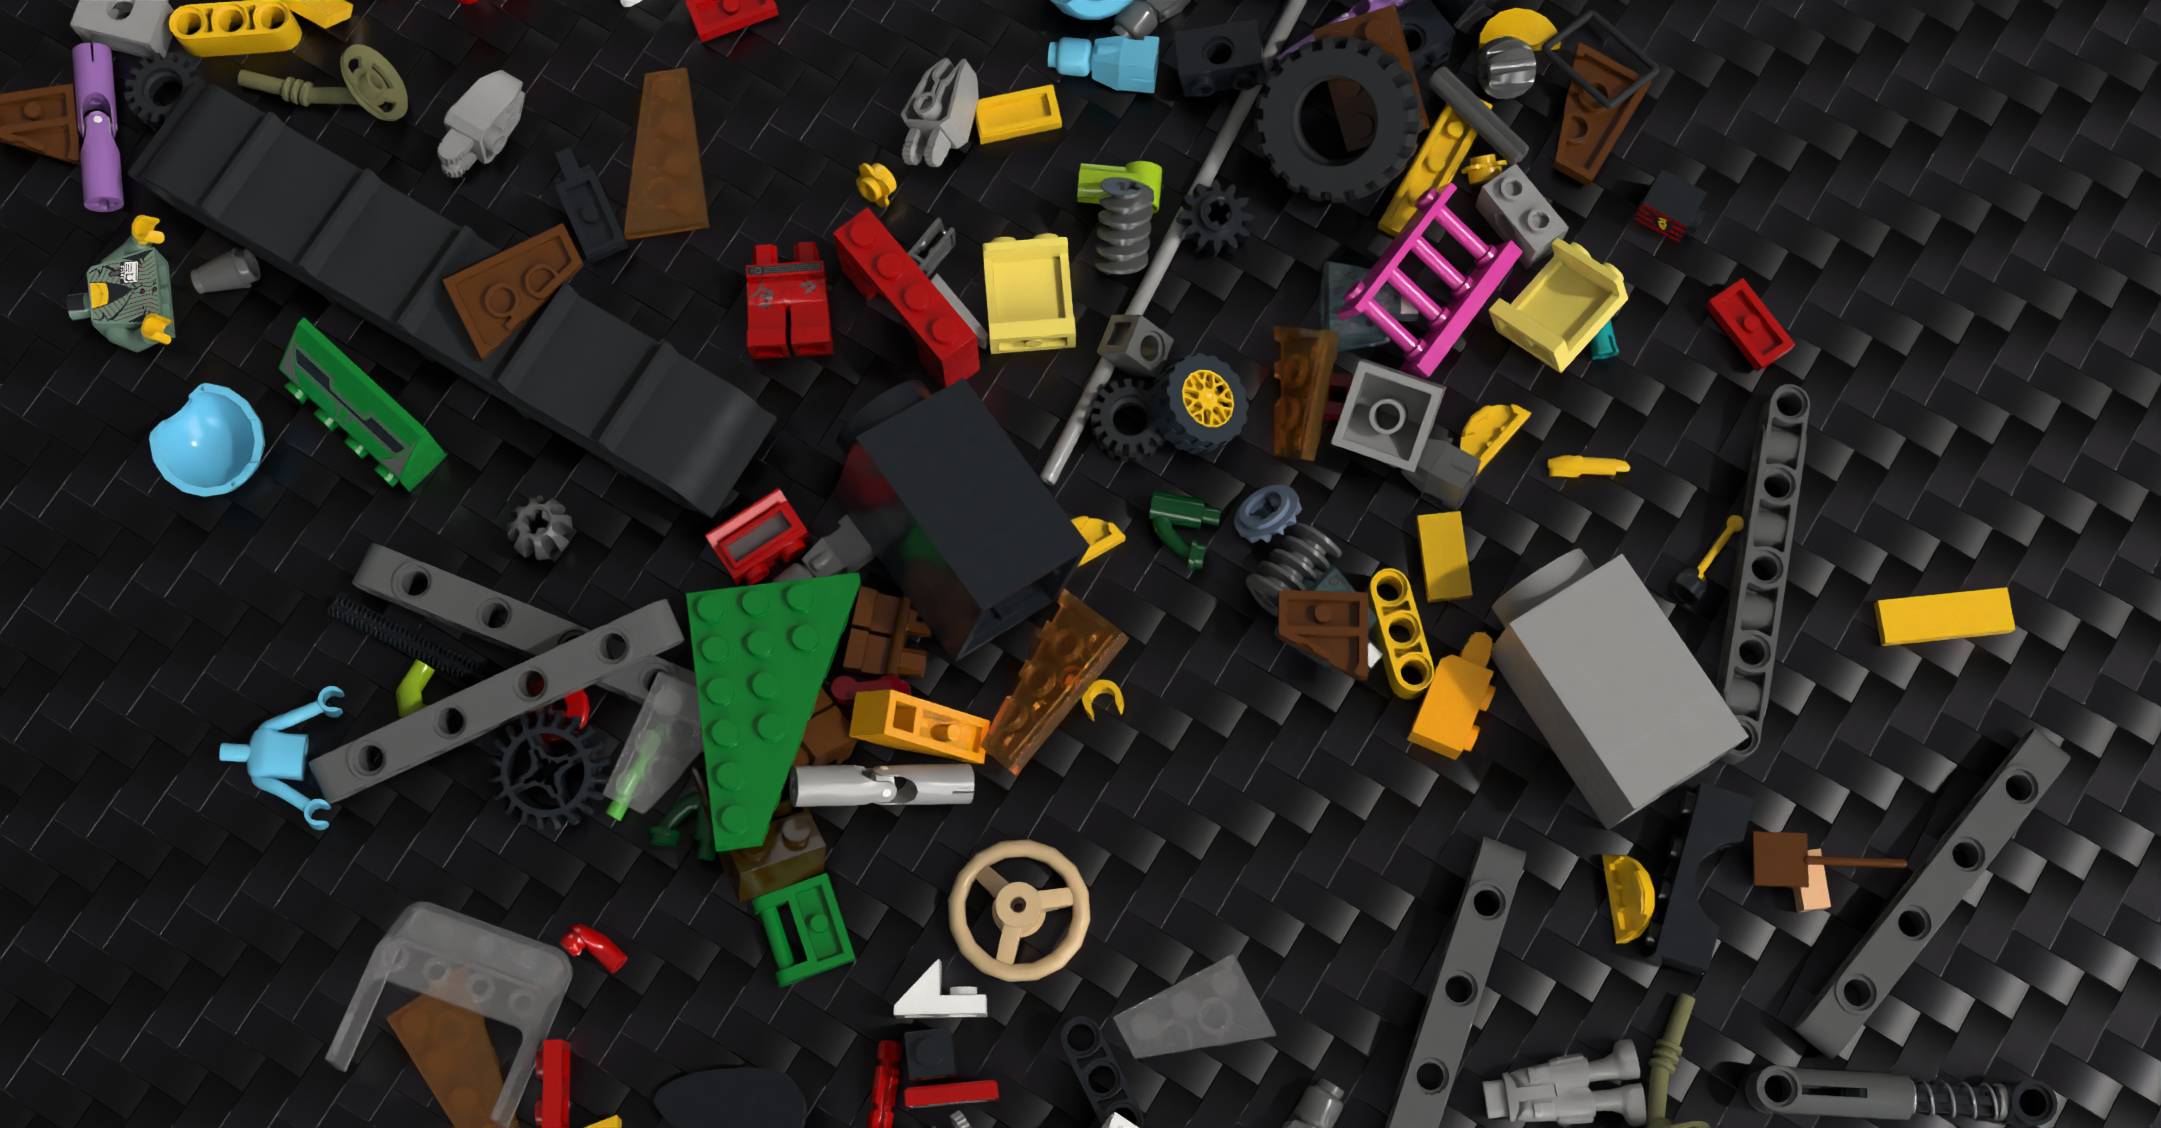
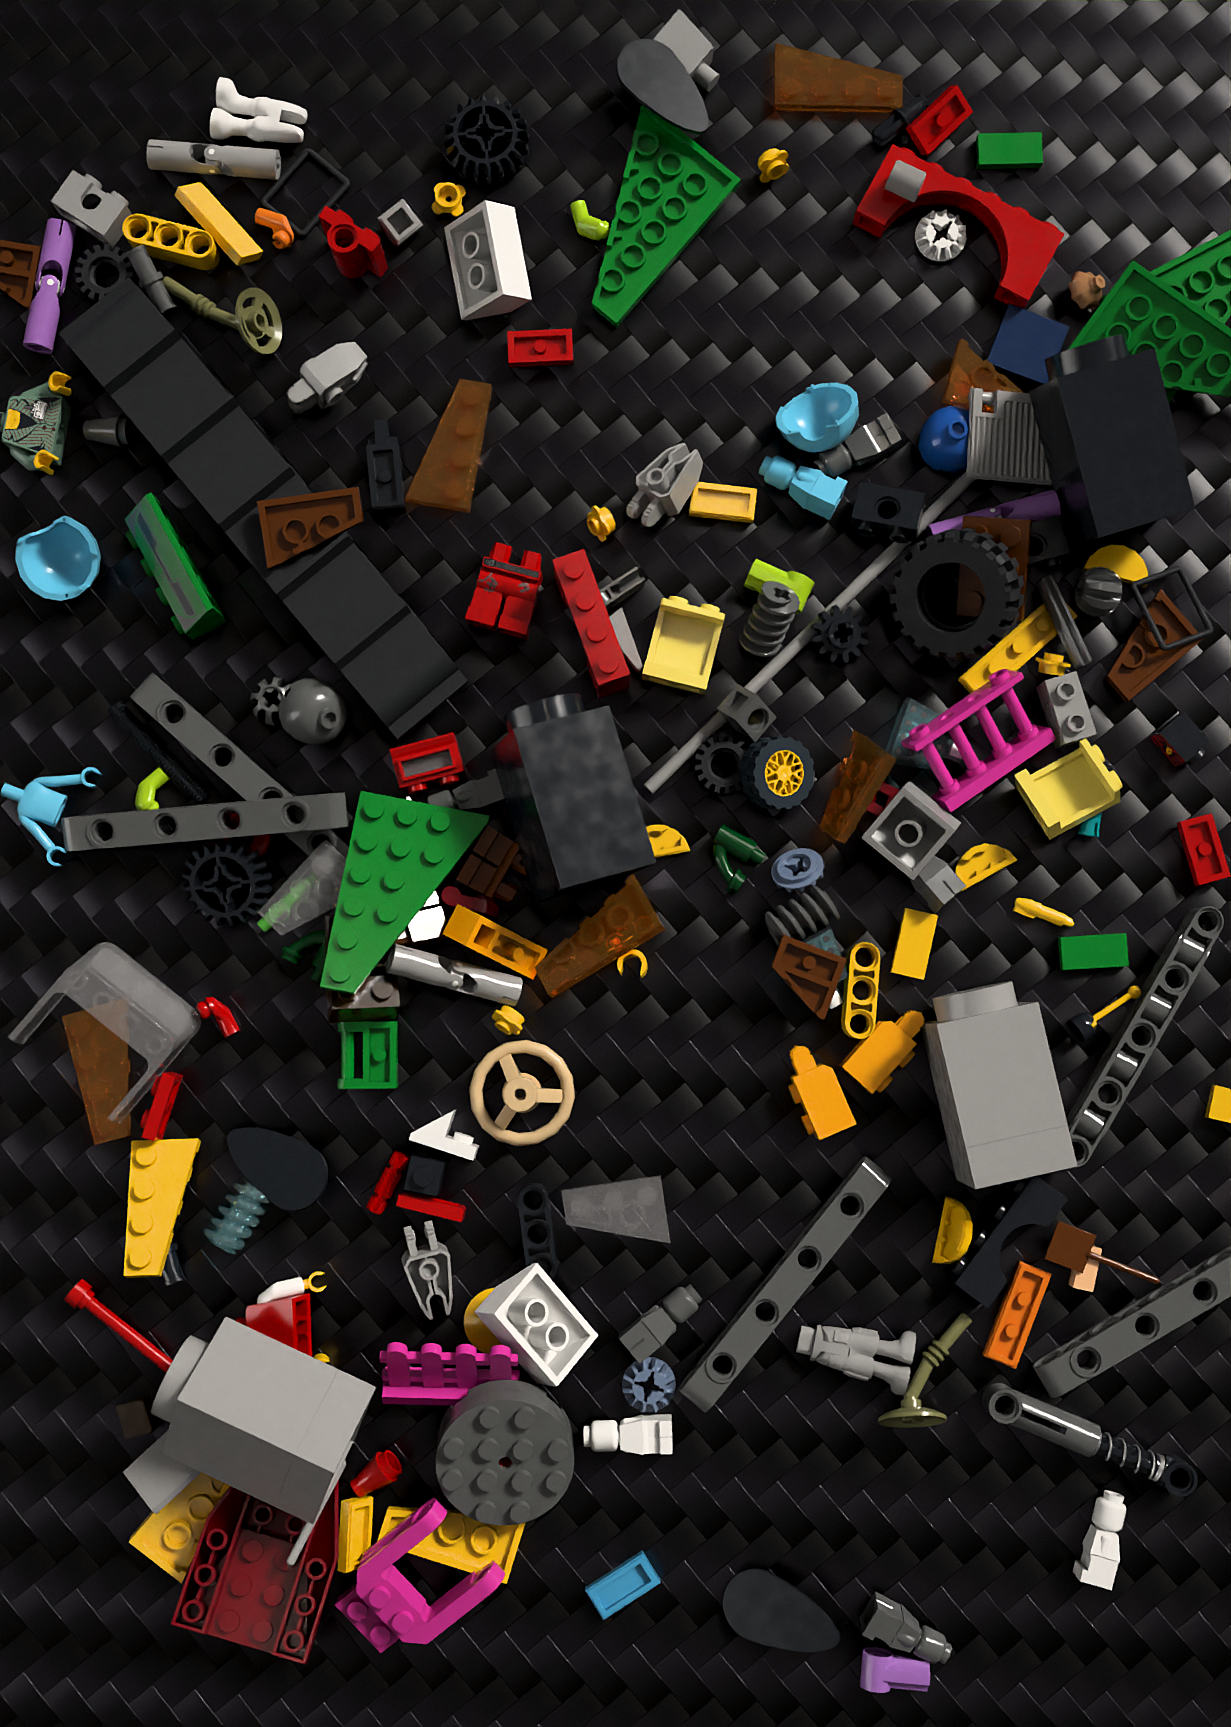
camera: 20 degrees right, 10 degrees up
(219, 73) = (150, 278): none -> dark grey pin
(593, 521) = (313, 711): none -> dark grey cylinder
(970, 823) = (508, 1020): none -> yellow plate
(1395, 780) = (819, 1095): none -> light orange hinge
(1666, 491) = (1093, 951): none -> green tile
(1747, 972) = (1016, 1314): none -> orange tile

